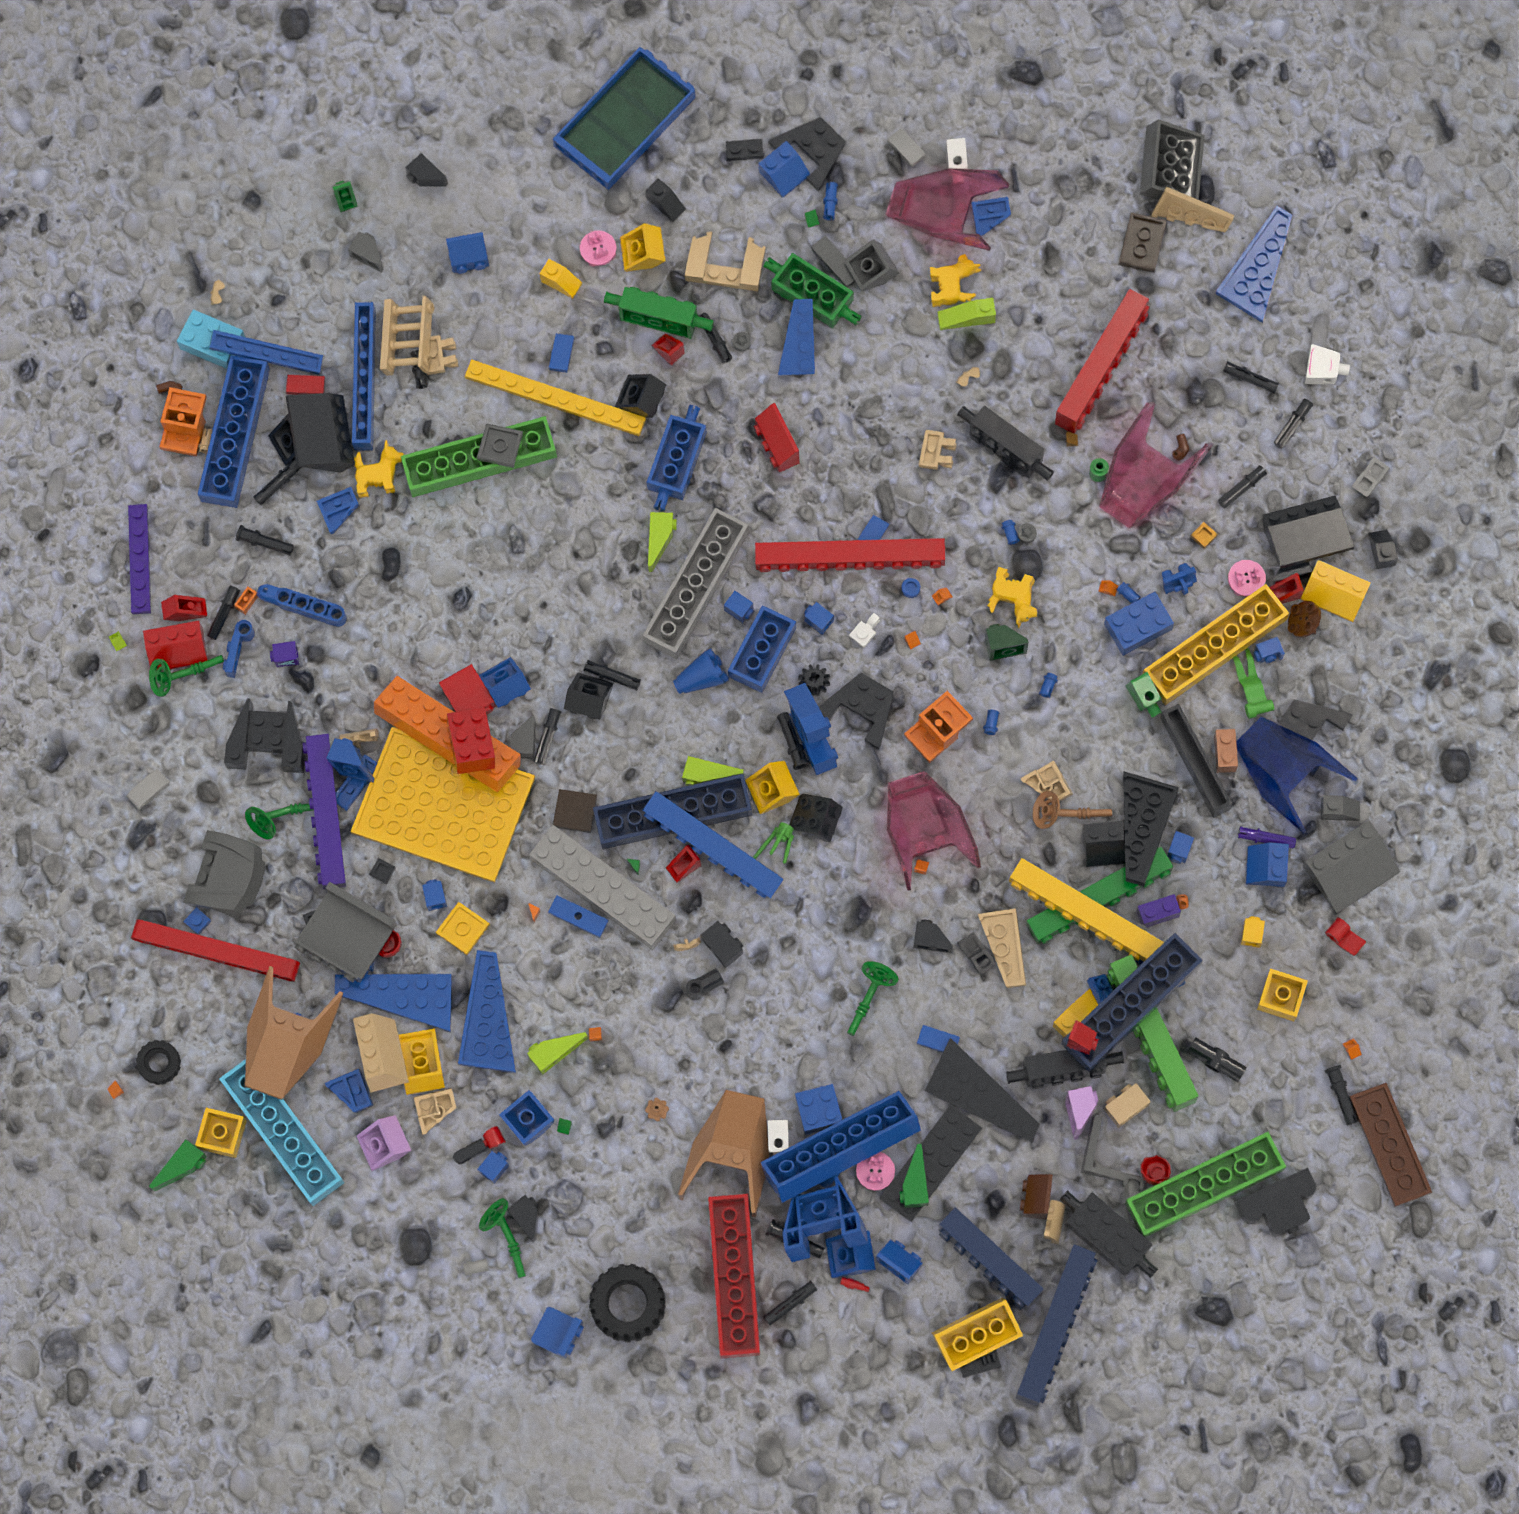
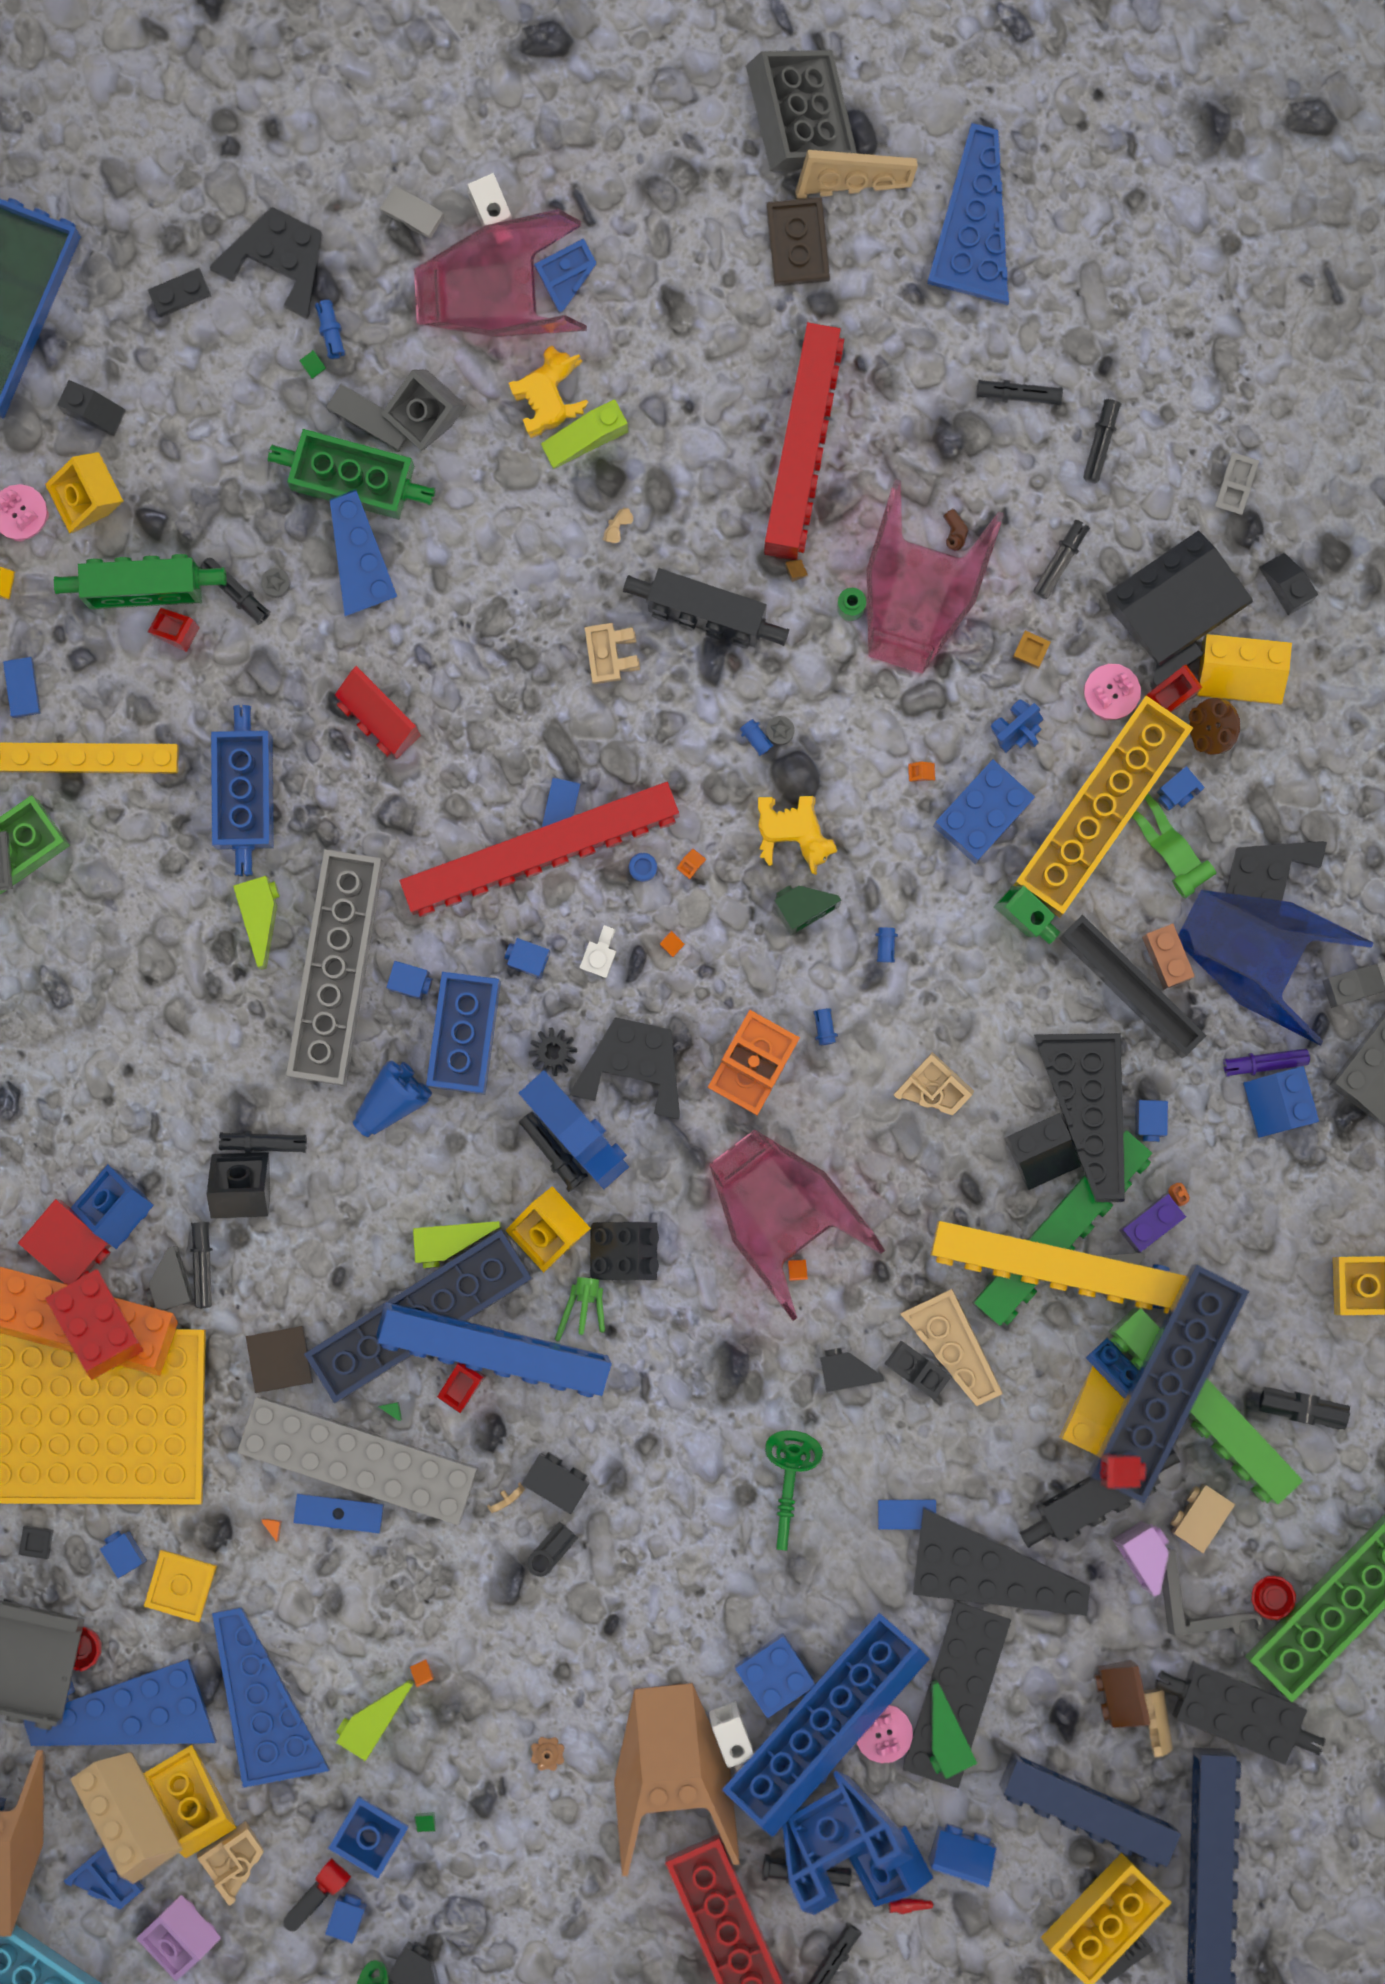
camera: 20 degrees left, 10 degrees up
(641, 394) = (158, 713): black slope -> none
(701, 272) = (181, 498): tan wedge -> none
(783, 169) = (246, 304): blue slope -> none
(1053, 811) = (960, 1128): medium nougat dish -> none
(1128, 593) = (953, 771): blue pin -> none
(1252, 932) = (1293, 1206): yellow brick -> none
(1324, 366) = (1117, 341): white torso -> none

